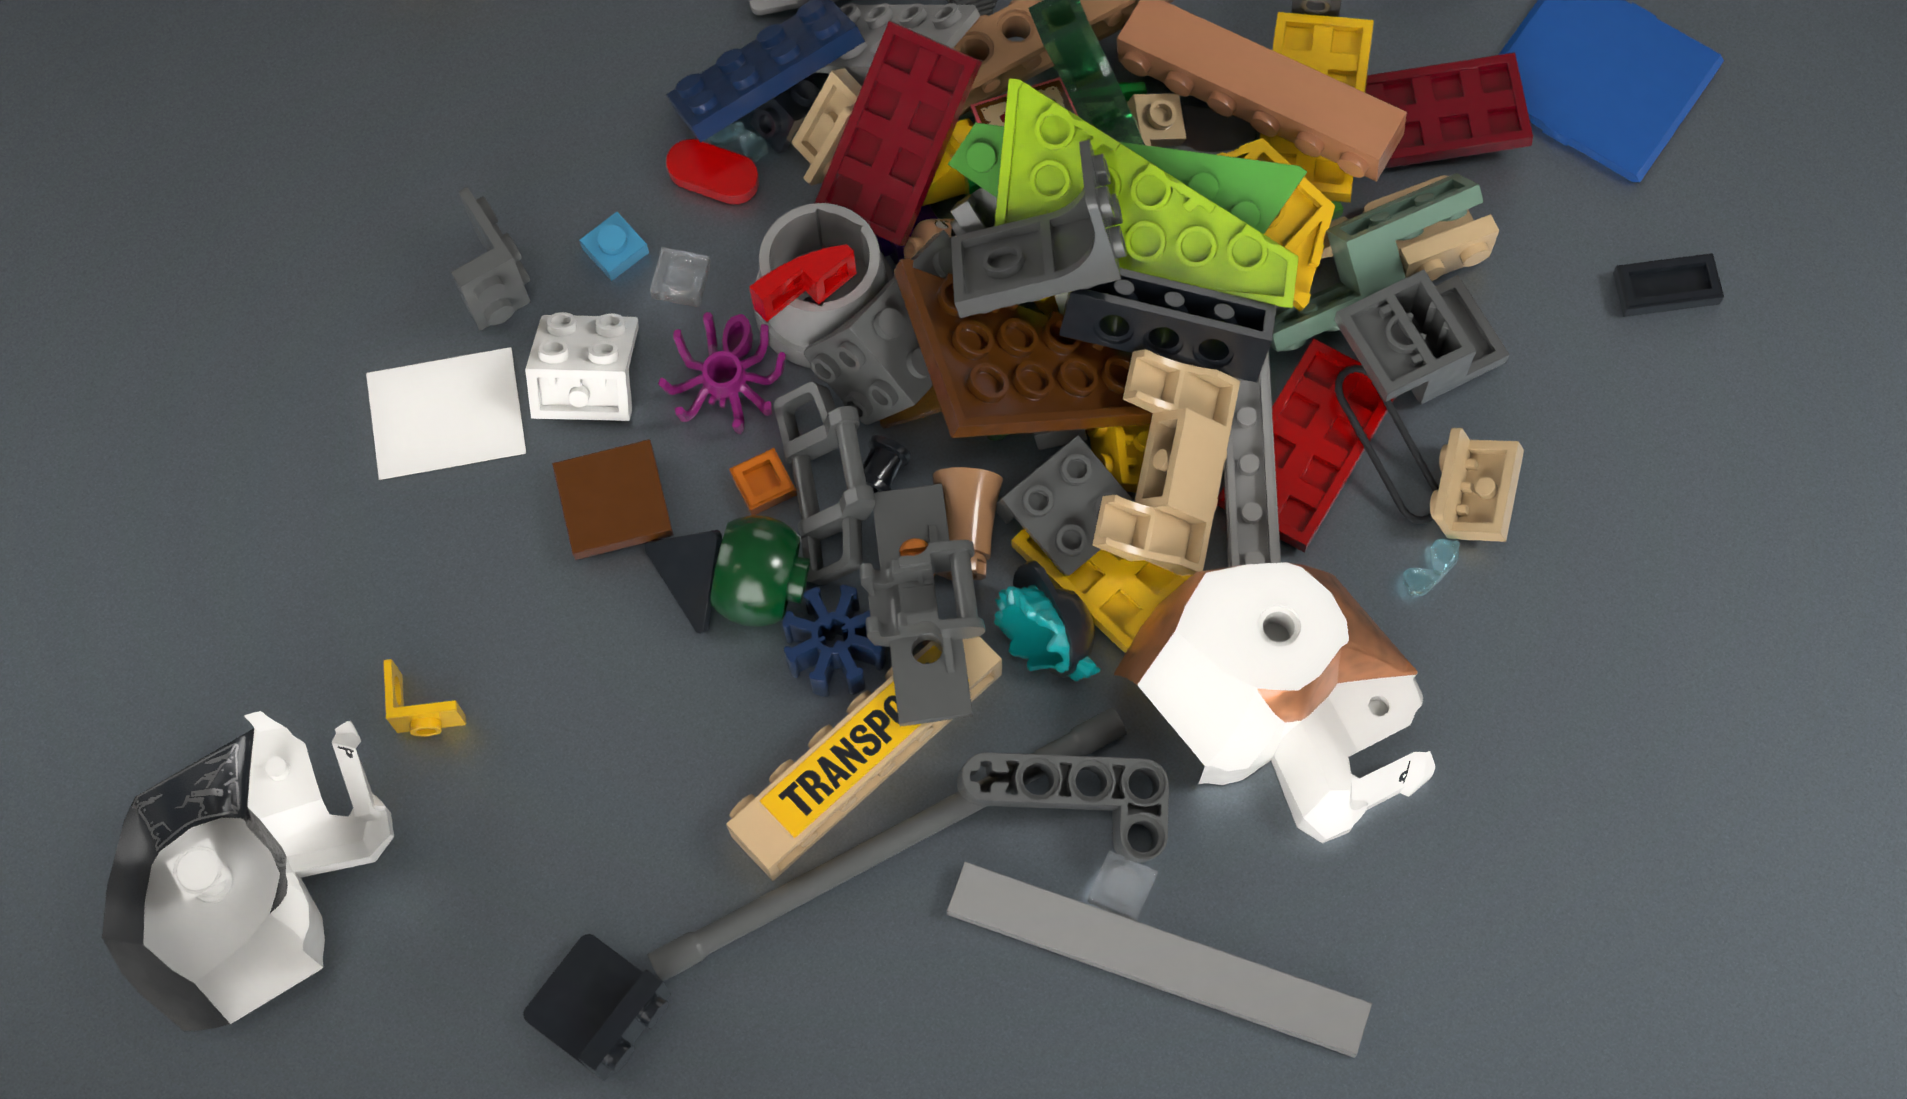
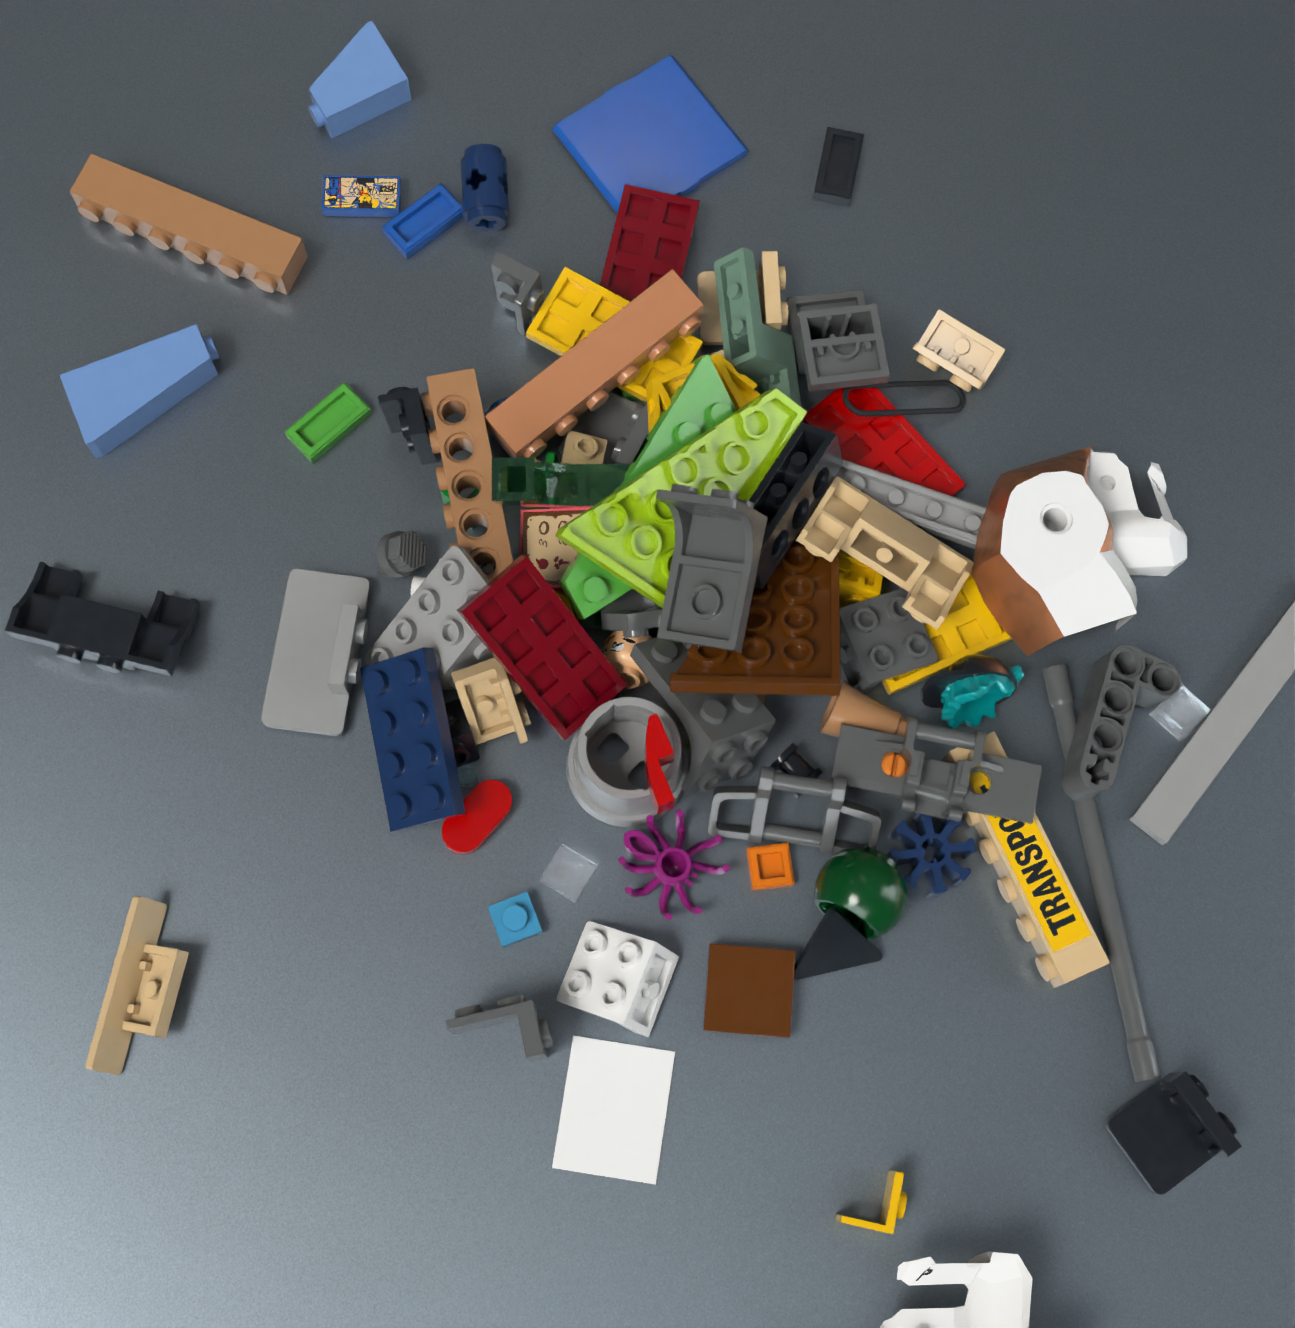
camera: 80 degrees left, 5 degrees up
(1443, 558) = (996, 398): clear light blue piece -> none

